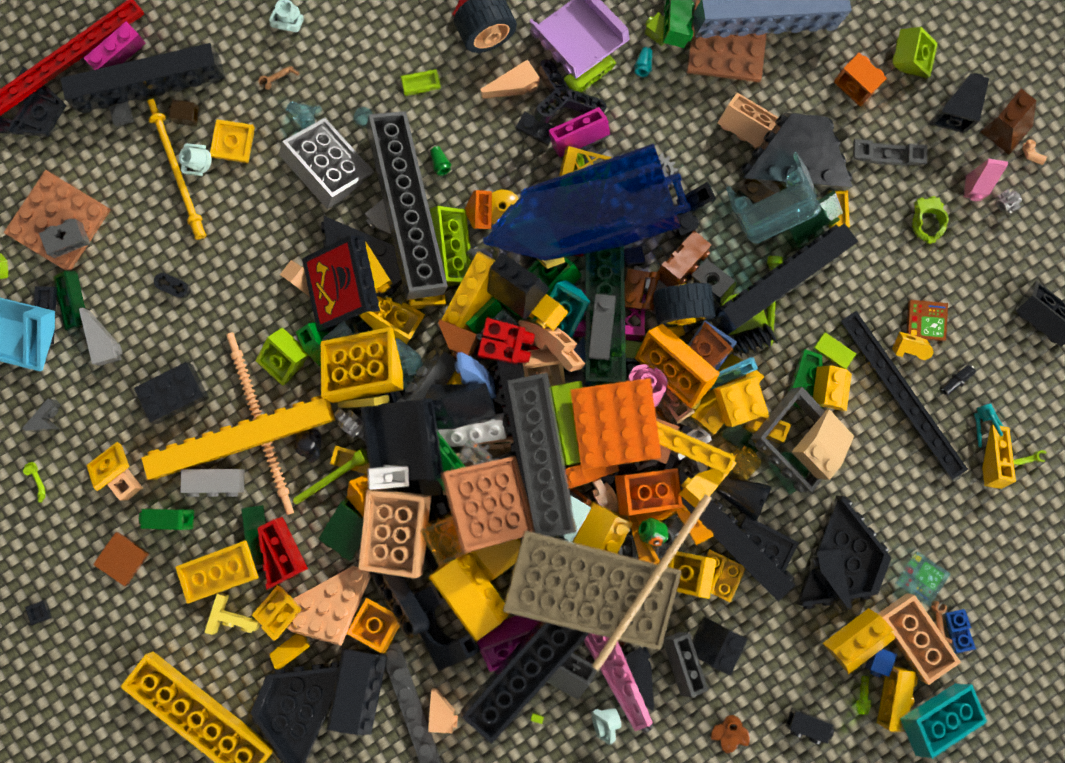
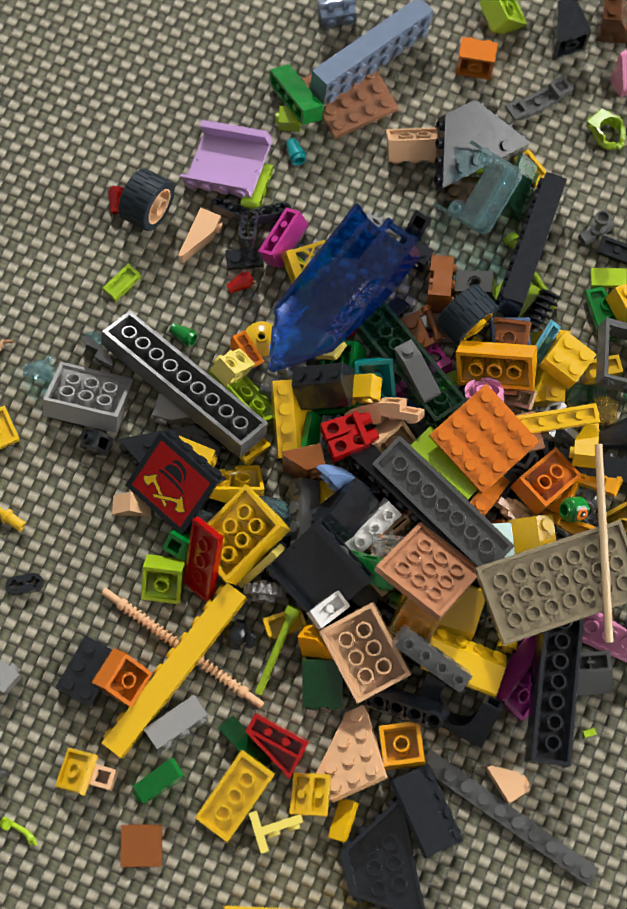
camera: 35 degrees left, 10 degrees down
(189, 417) = (122, 677): none -> orange brick
(304, 206) = (96, 442): none -> black brick
(317, 365) = (203, 559): none -> red tile
(360, 133) = (101, 355): none -> dark grey slope
(439, 578) = (432, 658): none -> dark grey brick
(456, 216) = (232, 366): none -> light yellow brick
(518, 147) = (241, 282): none -> red cone
(861, 300) = (602, 225): none -> dark grey bar

